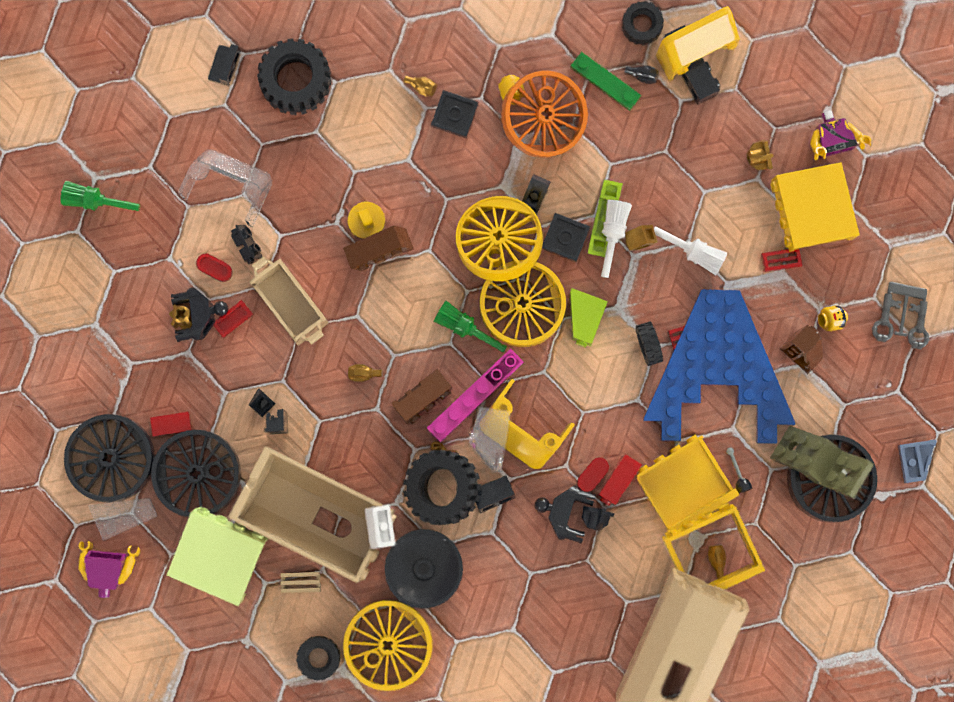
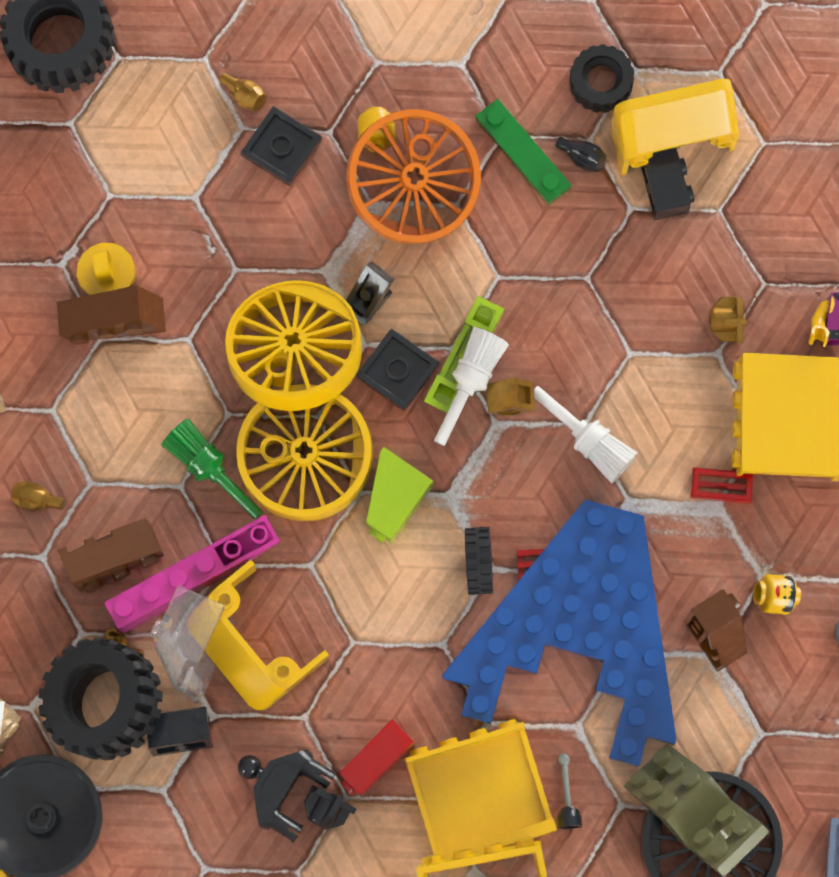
camera: 25 degrees right, 5 degrees down
(593, 474) = (341, 741): red tile -> none

